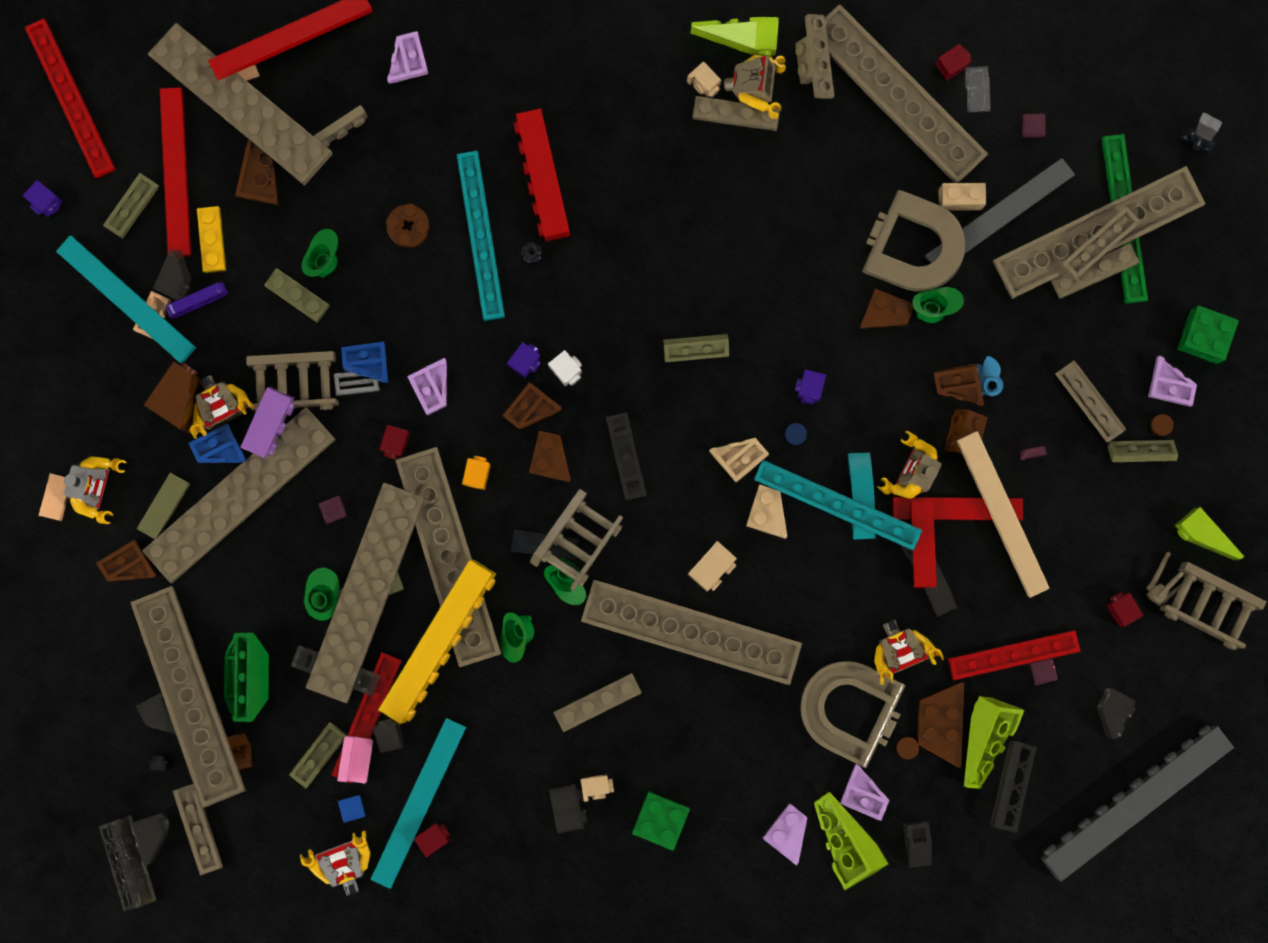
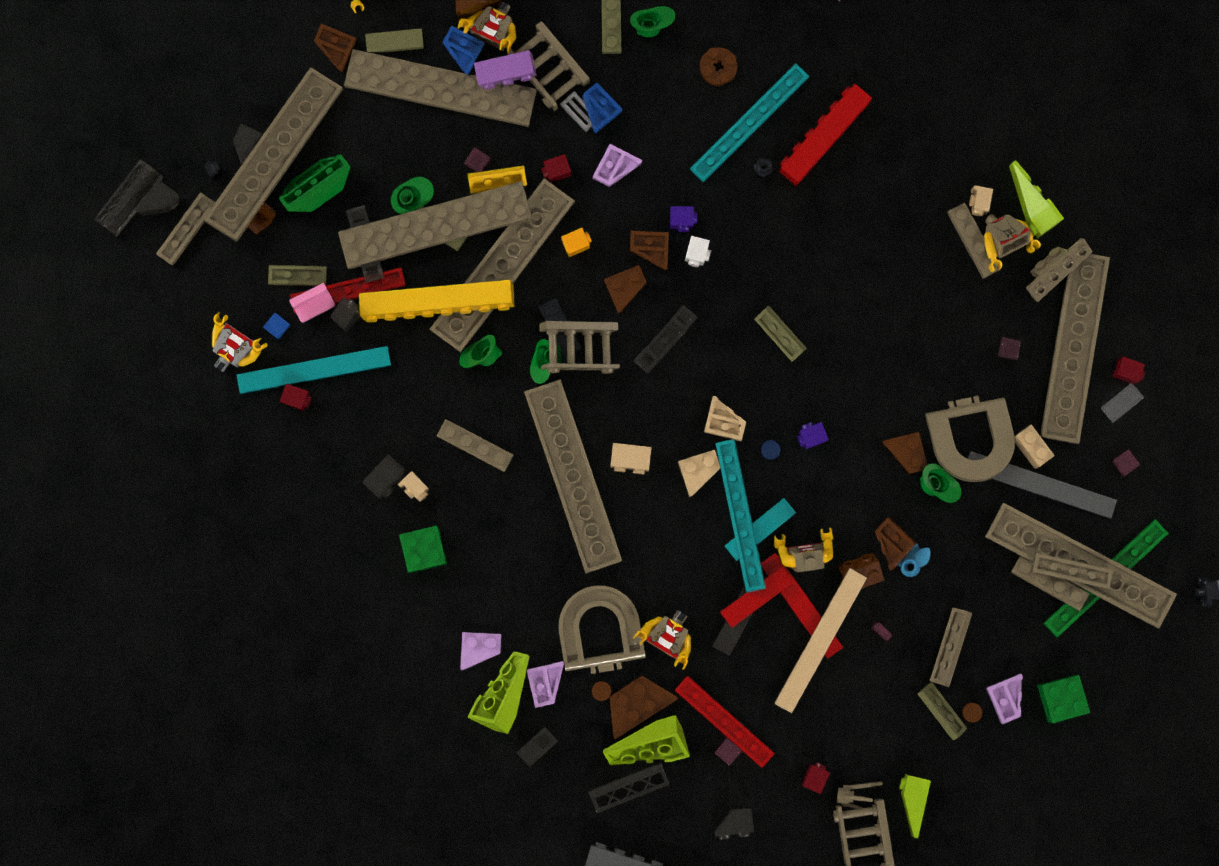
camera: 55 degrees right, 0 degrees up
(363, 504) = (497, 178): none -> yellow plate
(857, 153) = (1009, 348): none -> clear pink tile

